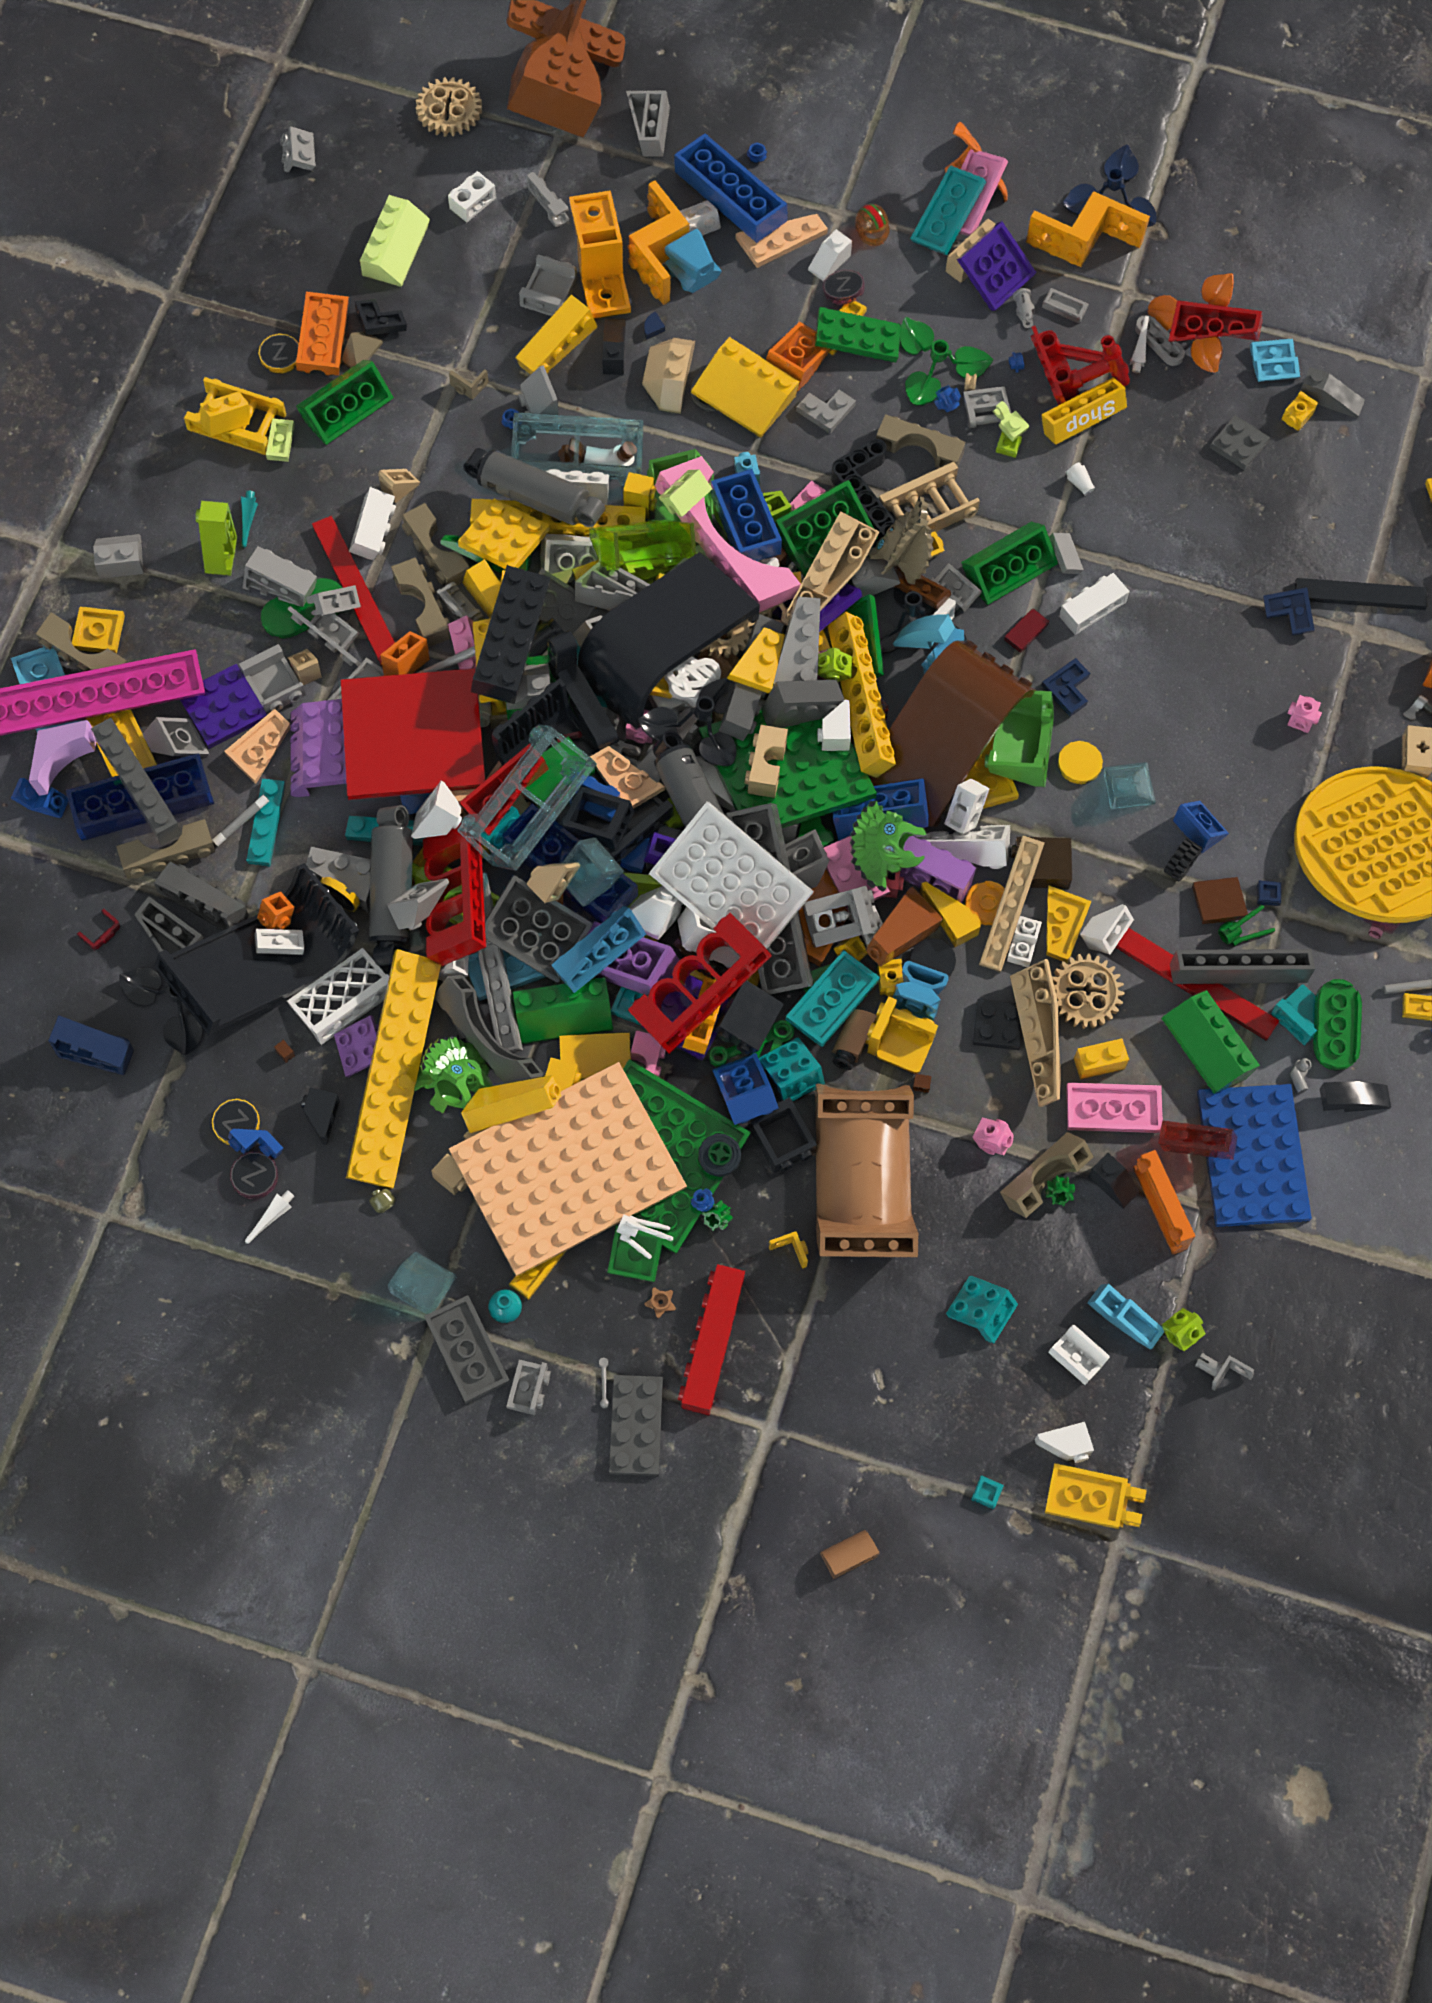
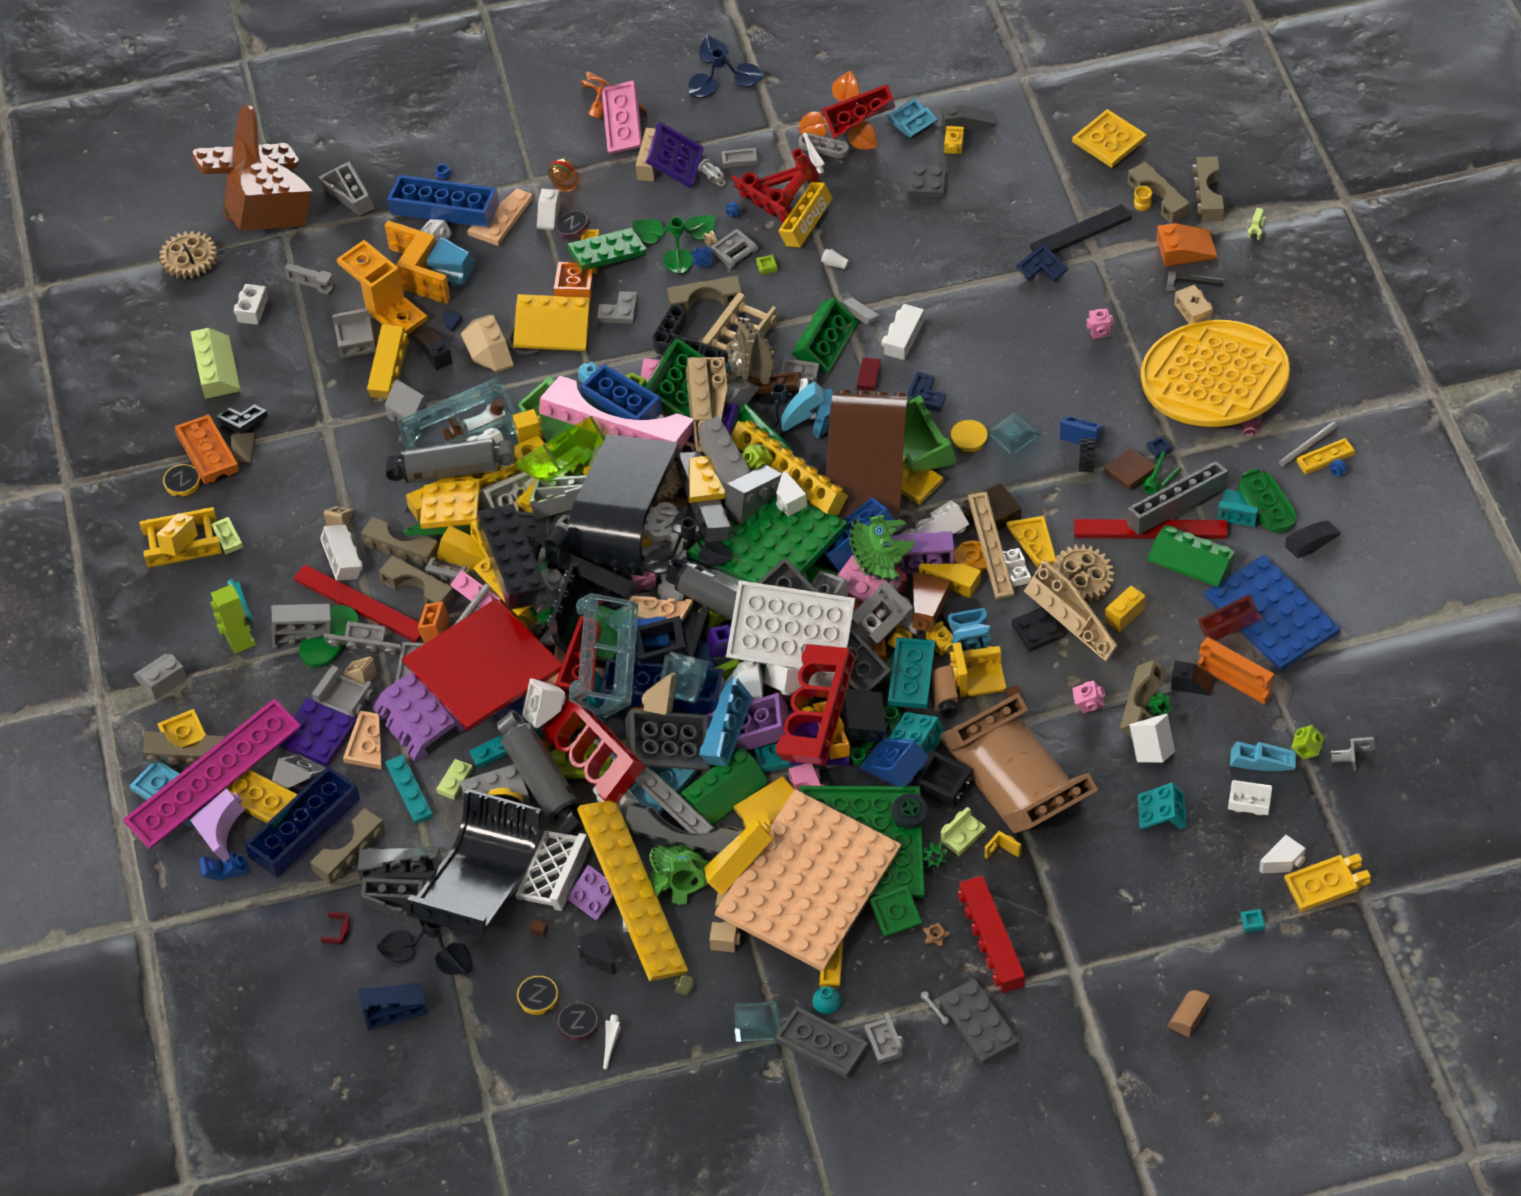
camera: 25 degrees left, 15 degrees down
(136, 781) = (298, 805): dark grey brick -> none
(240, 820) = (390, 795): light grey bar -> none
(245, 1139) = (554, 997): blue slope -> none
(275, 911) = (465, 838): orange brick -> none
(279, 941) = (482, 856): white plate -> none
(298, 149) = (92, 340): light grey bracket -> none
(316, 836) = (450, 784): none -> yellowish green plate
(334, 600) = (354, 613): light grey hinge -> none
(345, 401) = (257, 484): green slope -> none
(416, 903) = (571, 768): light grey slope -> none
(464, 387) = (341, 429): dark tan bracket -> none
(507, 416) = (392, 432): blue plate -> none
(629, 1227) = (881, 891): white plant -> none
(685, 492) = (569, 400): yellowish green hinge -> none
(704, 1205) = (922, 849): blue plate -> none
(763, 1206) = (962, 832): none -> yellowish green bracket
(769, 745) = (751, 531): tan arch -> none
(948, 210) = (613, 136): teal plate -> none
(966, 806) = (914, 500): white brick -> none
(1011, 424) = (760, 249): yellowish green plate -> none
(1024, 1227) = (1152, 739): none -> white slope
(1097, 216) = (717, 113): light orange bracket -> none
(1107, 929) = (1068, 526): white slope -> none
(1114, 1107) = (1156, 635): bright pink plate -> none
(1298, 1073) = (1263, 545): light grey arm -> none

